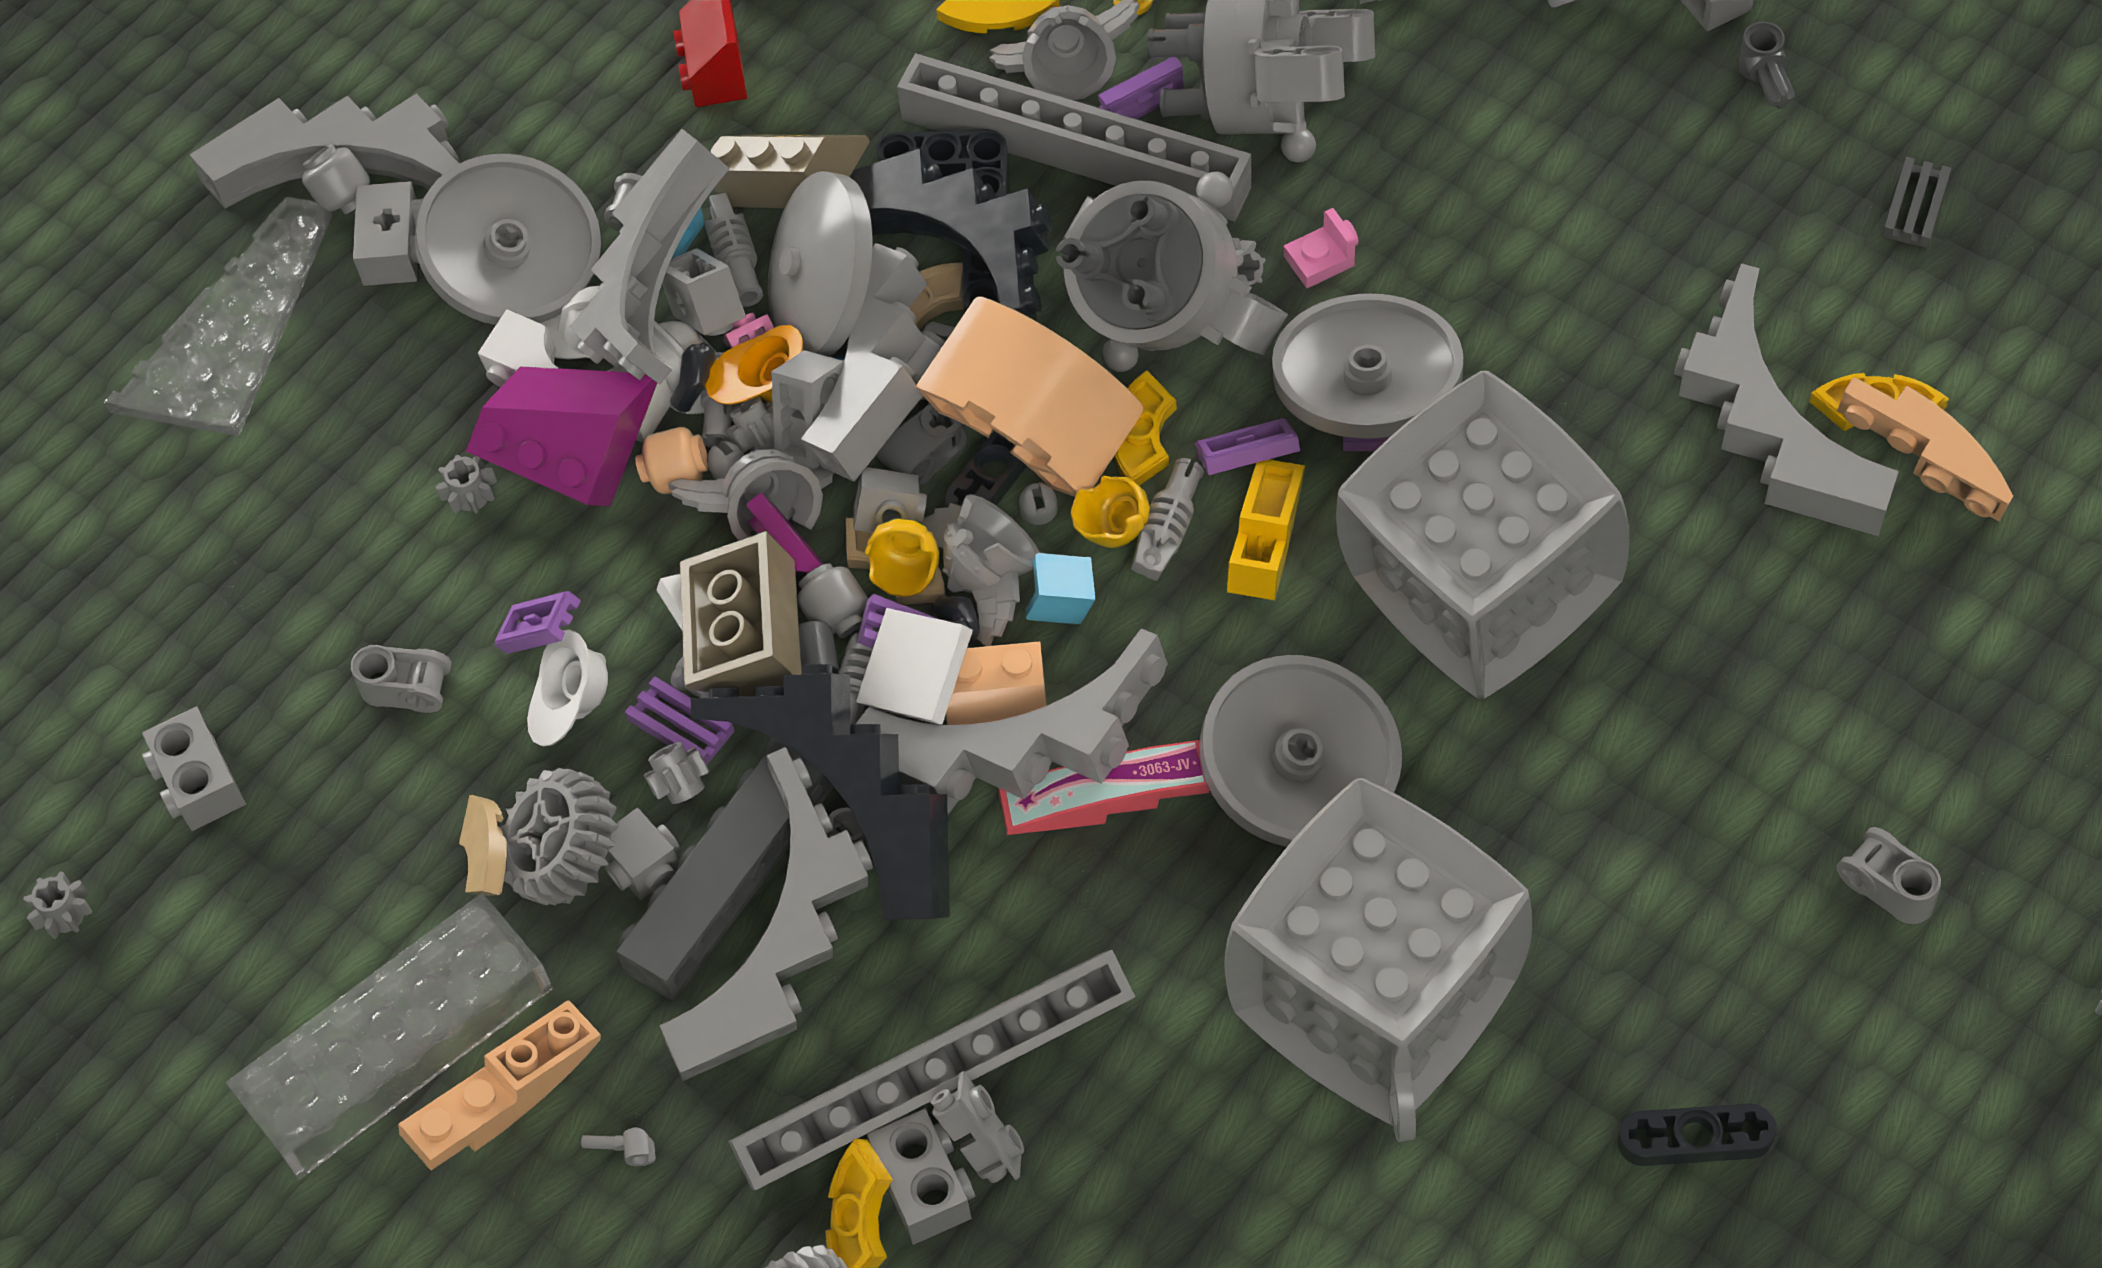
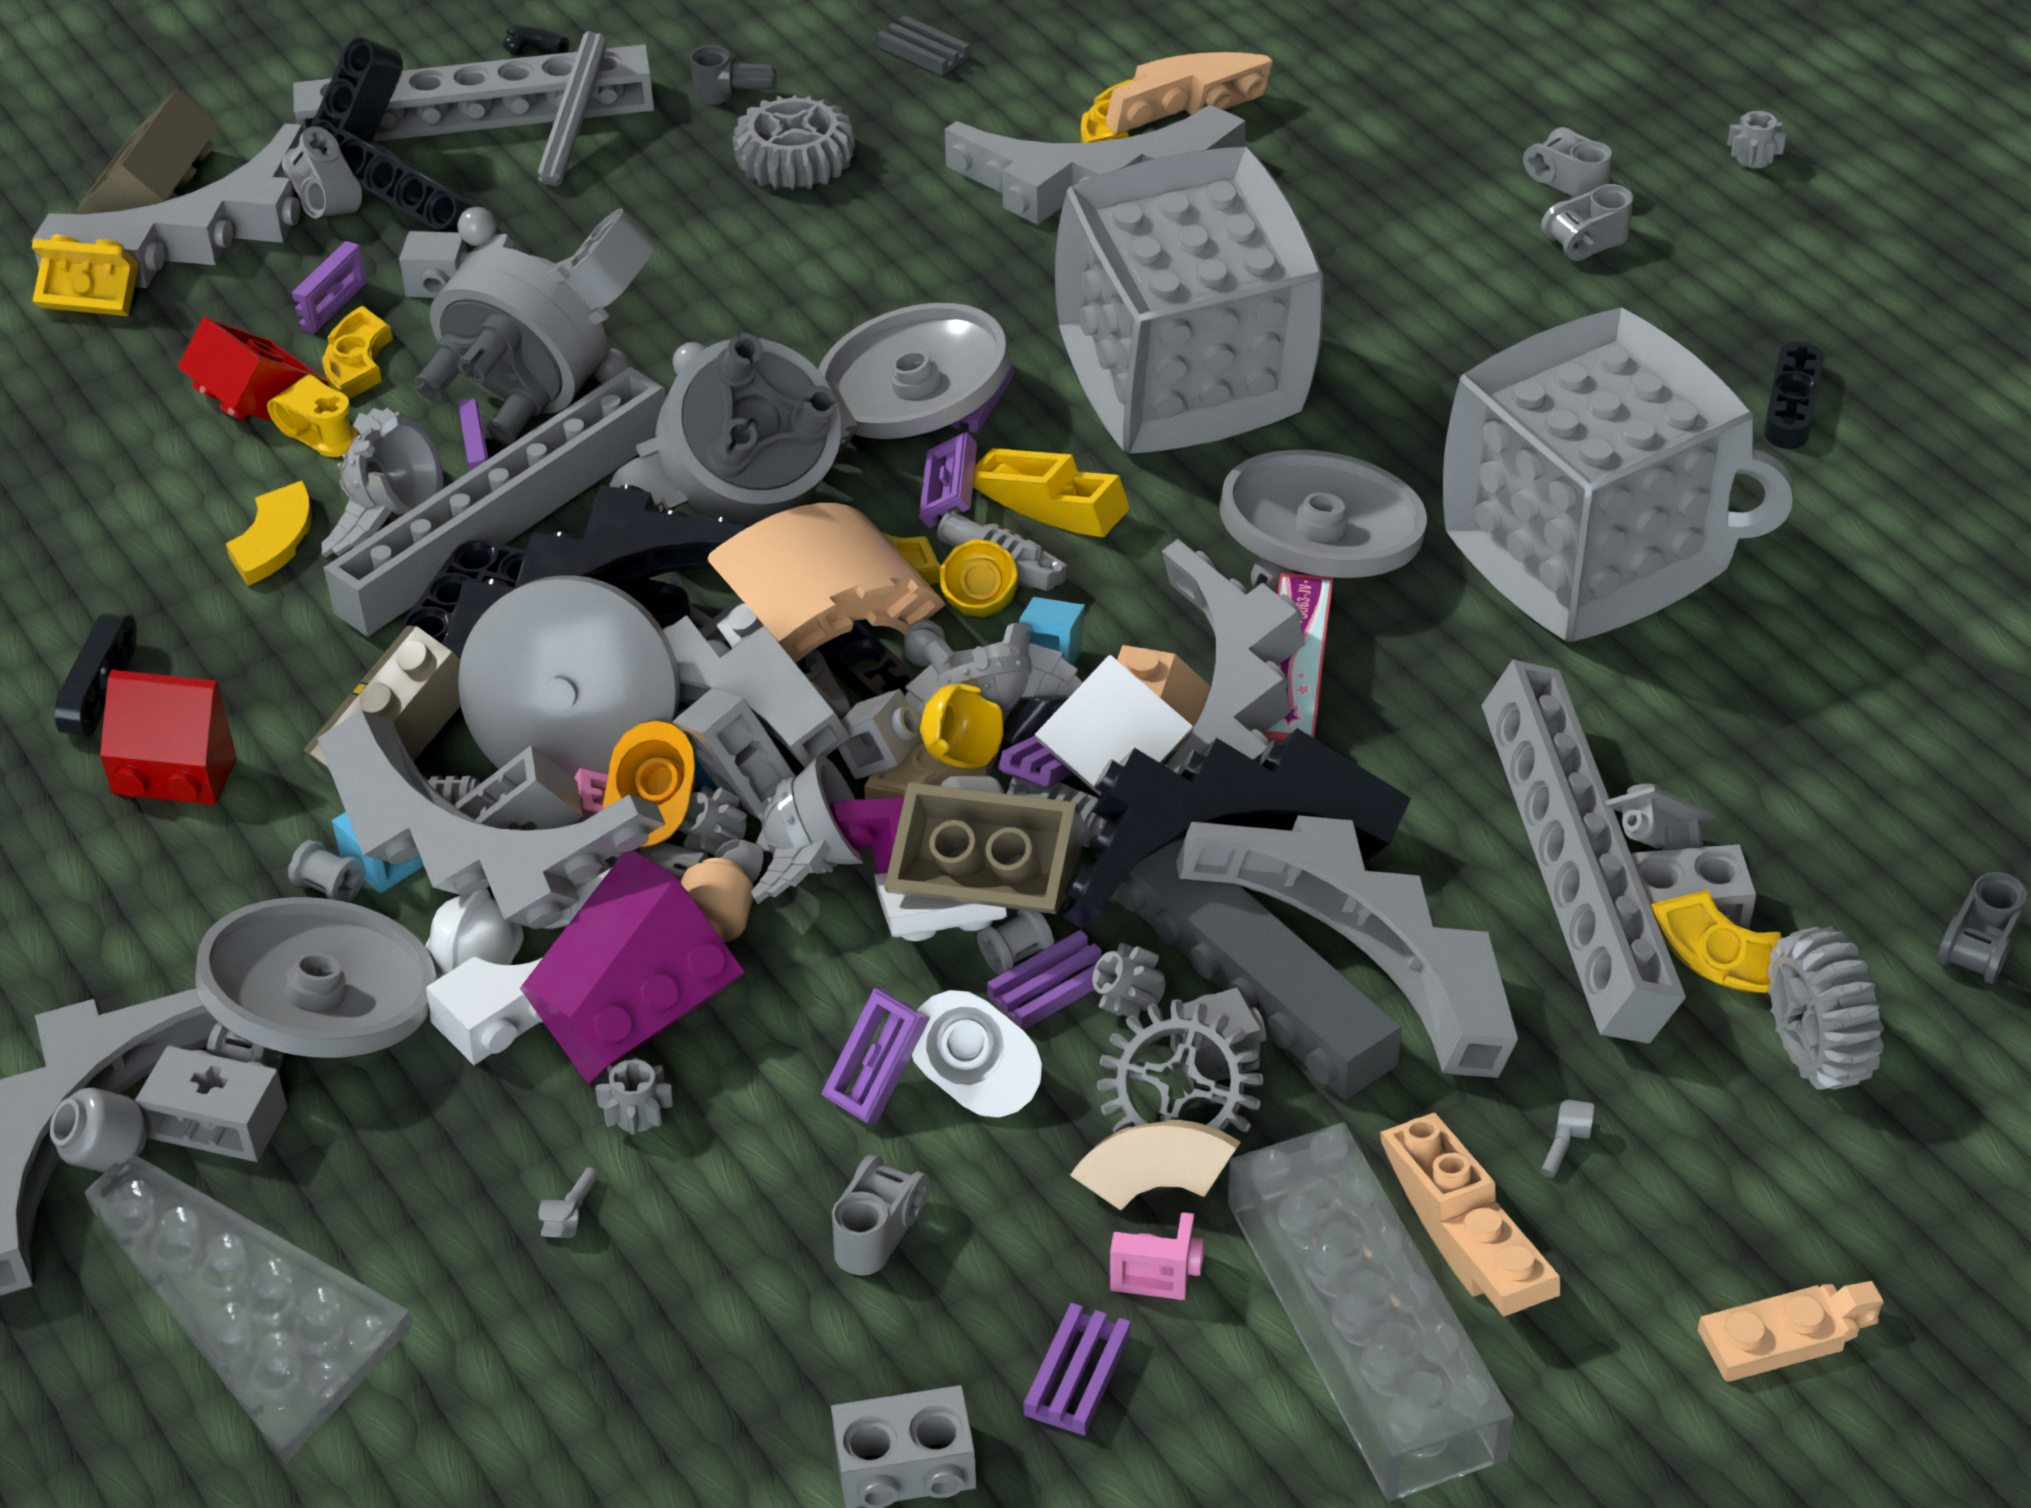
camera: 75 degrees left, 15 degrees down
(298, 852) = (1093, 1329): none -> medium lavender tile
(353, 487) = (562, 1216): none -> light grey hand
(401, 882) = (1156, 1264): none -> bright pink bracket
(1711, 167) = (793, 142): none -> light grey gear
(1993, 828) = (1569, 162): none -> light grey piece

